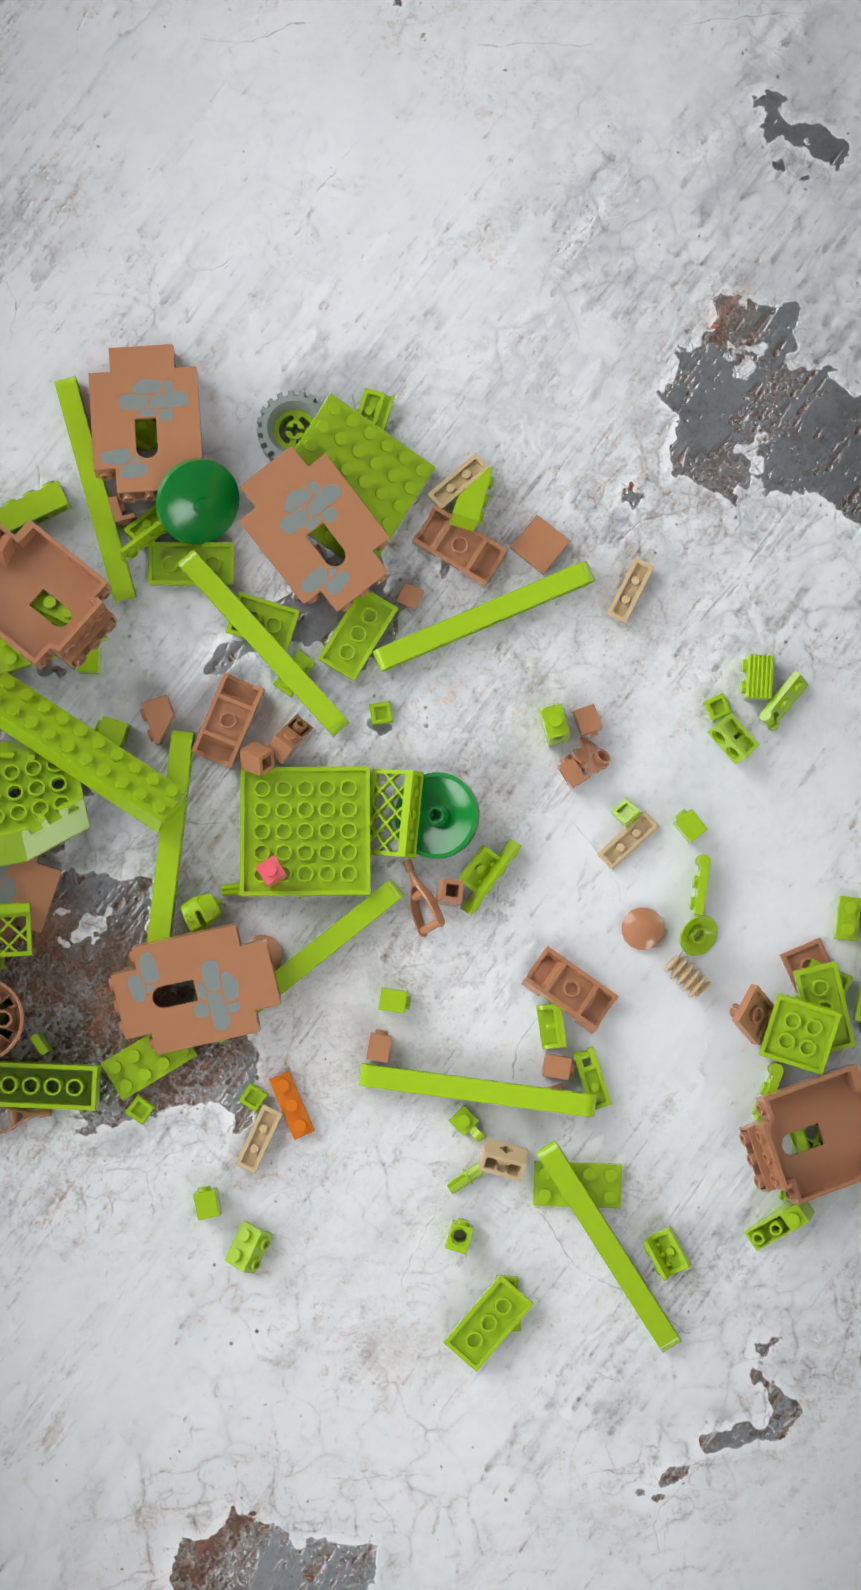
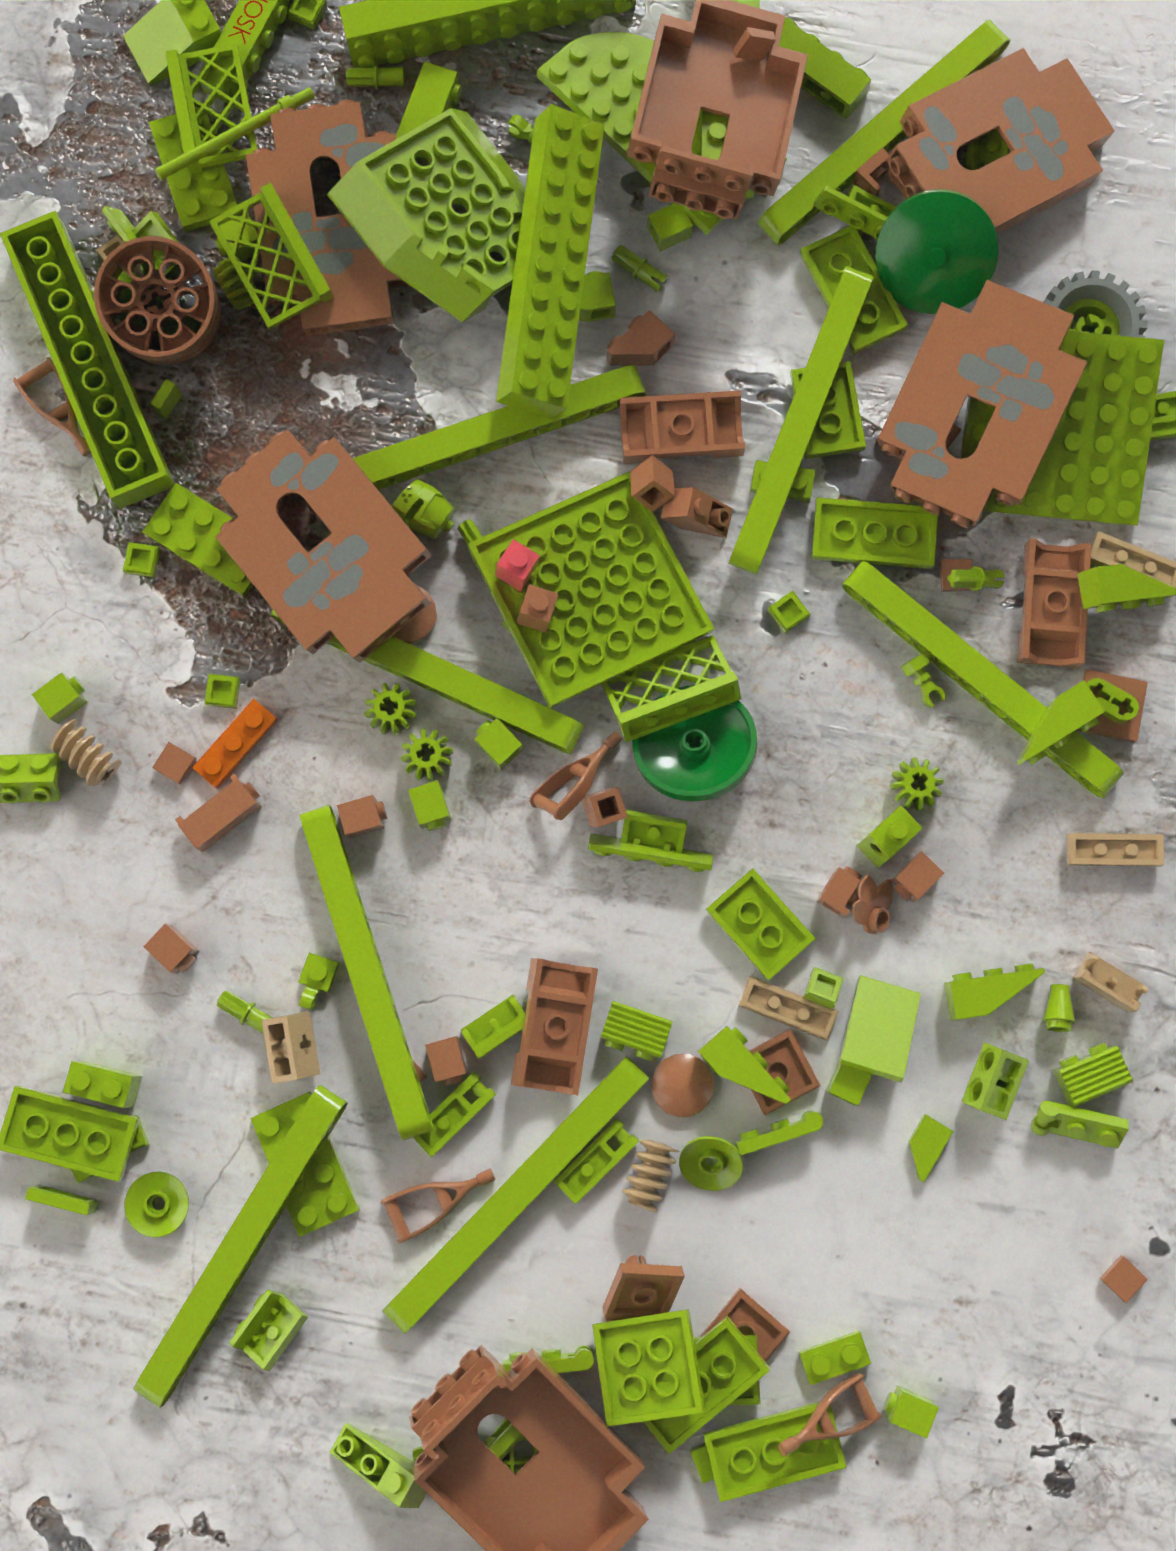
camera: 65 degrees right, 5 degrees down
(106, 694) = (638, 267): none -> lime axle
(252, 1204) = (82, 755): none -> tan piece
(259, 1138) = (172, 722): tan plate -> none
(285, 1149) = (174, 763): none -> nougat tile
(305, 872) = (537, 608): none -> nougat brick
(315, 989) = (399, 700): none -> lime gear
(333, 1135) = (220, 814): none -> nougat brick
(353, 990) = (417, 749): none -> lime gear
(374, 938) = (498, 742): none -> lime brick
(405, 1205) = (172, 949): none -> nougat brick
(420, 586) = (975, 578): none -> lime axle
(455, 652) = (915, 668): none -> lime piece
(459, 1245) = (151, 1040): lime brick -> none
(468, 1287) = (102, 1084): none -> lime brick
(525, 695) = (927, 789): none -> lime gear
(526, 1345) = (61, 1199): none -> lime tile
(535, 582) = (1064, 715): none -> lime slope
(540, 549) = (1115, 695): none -> lime beam
(561, 1298) = (141, 1207): none -> lime dish
(568, 831) = (760, 924): none -> lime plate
(596, 941) = (636, 1030): none -> lime brick
(638, 1108) = (443, 1197): none -> nougat piece
(645, 891) = (734, 1062): none -> lime slope
(659, 1063) = (515, 1195): none -> lime beam
(663, 866) = (790, 1064): none -> nougat tile
(663, 1005) = (595, 1162): none -> lime plate
(668, 791) = (880, 1028): none -> lime tile
(678, 716) = (982, 995): none -> lime slope
(708, 636) = (1110, 983): none -> tan hinge
(709, 676) = (1059, 1009): none -> lime cone
(717, 707) = (1023, 1040): lime tile -> none
(750, 797) = (927, 1144): none -> lime tile

